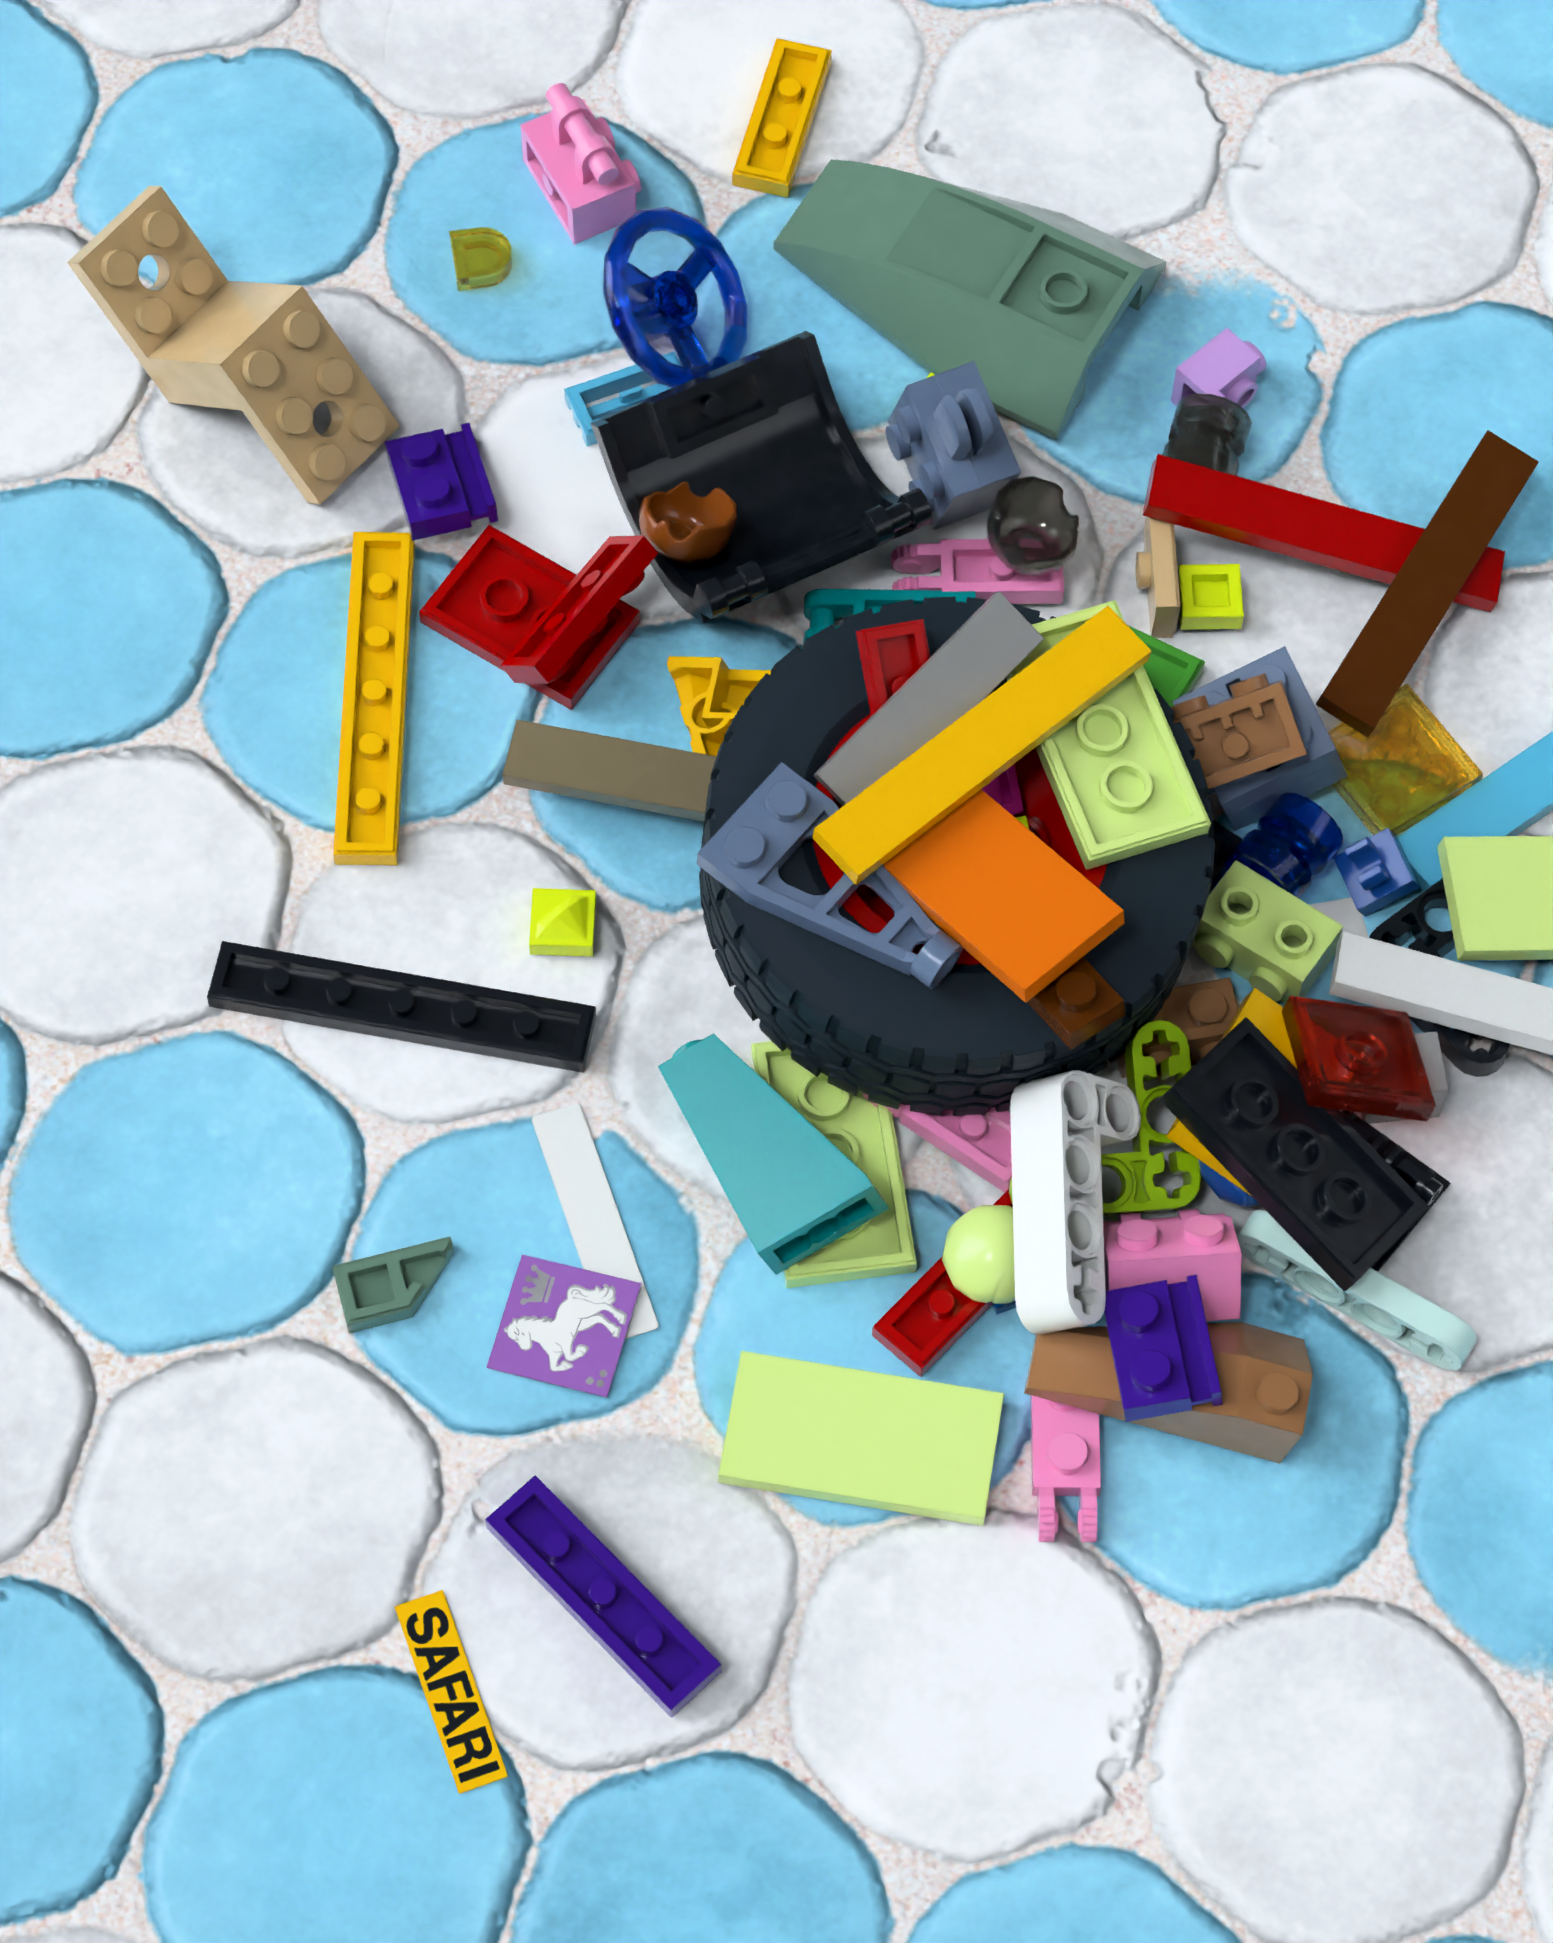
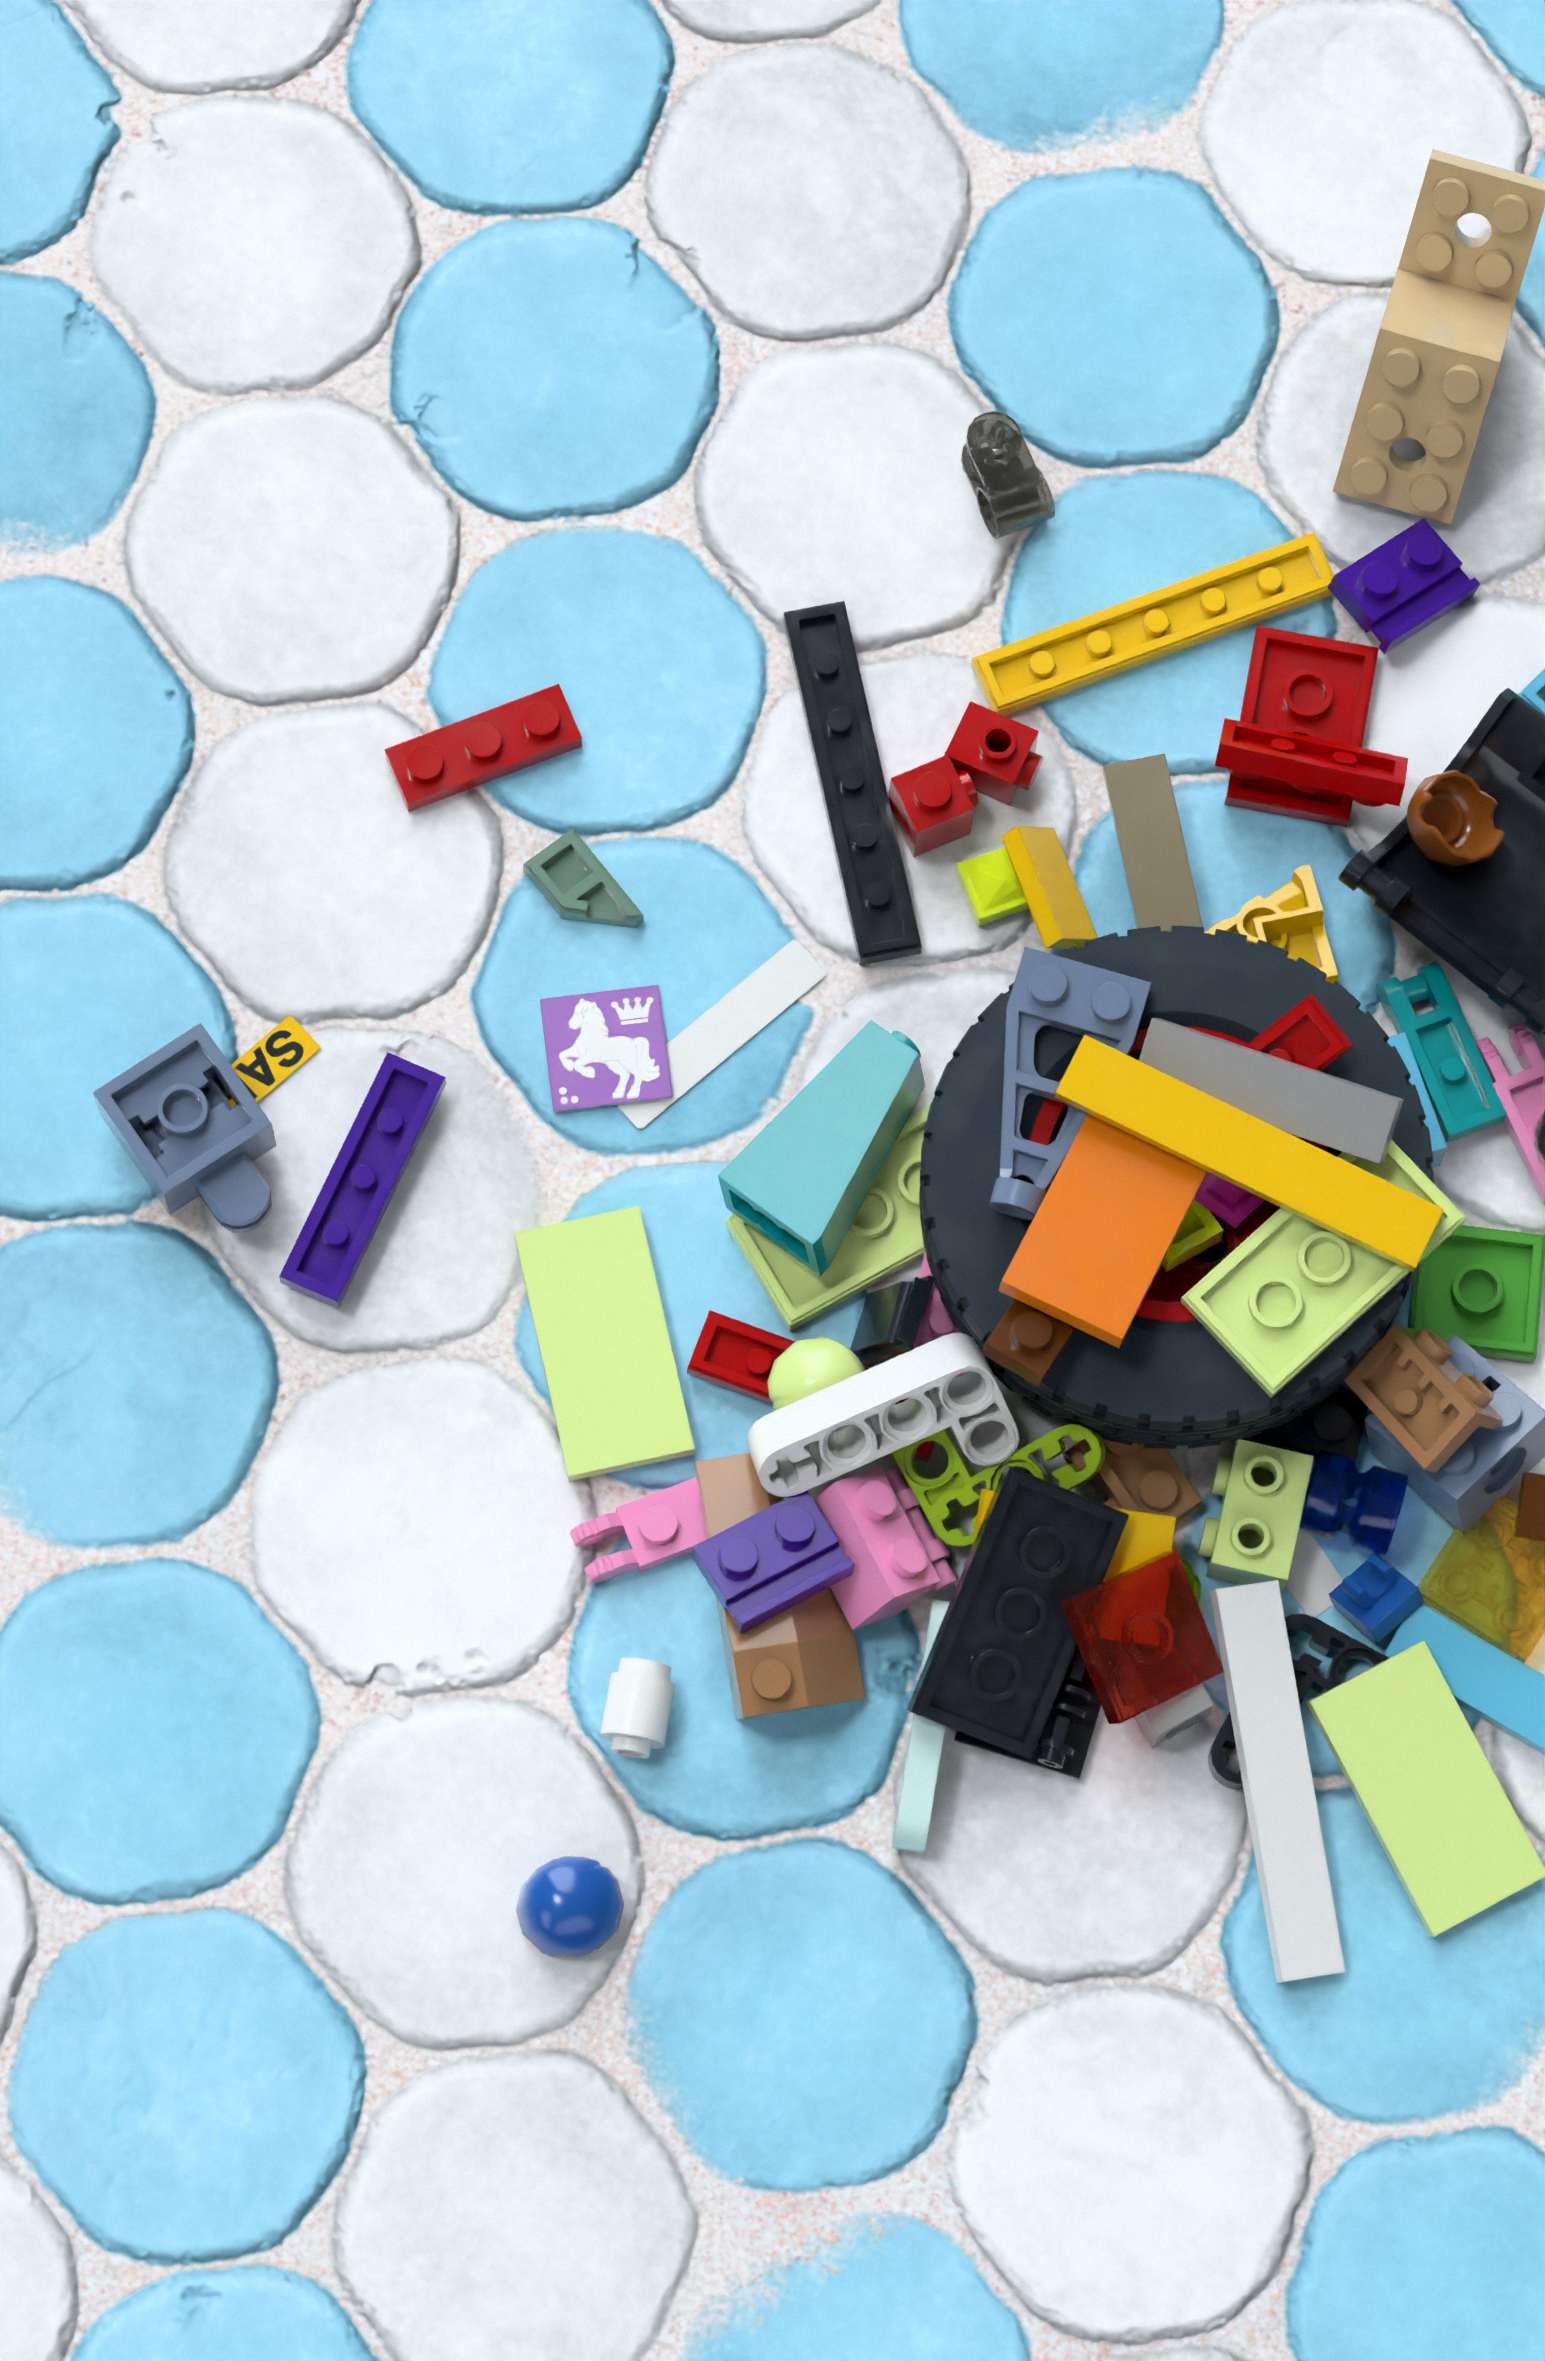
camera: 65 degrees right, 10 degrees up
(175, 757) = (1007, 484): none -> clear smoke piece
(207, 1319) = (483, 747): none -> red plate
(438, 872) = (995, 753): none -> red brick
(465, 938) = (933, 804): none -> red brick
(484, 1733) = (187, 1135): none -> sand blue brick
(590, 875) = (1049, 887): none -> yellow tile
(956, 1163) = (891, 1320): none -> black piece
(1241, 1540) = (637, 1707): none -> white brick
(1410, 1683) = (570, 1906): none -> blue hair

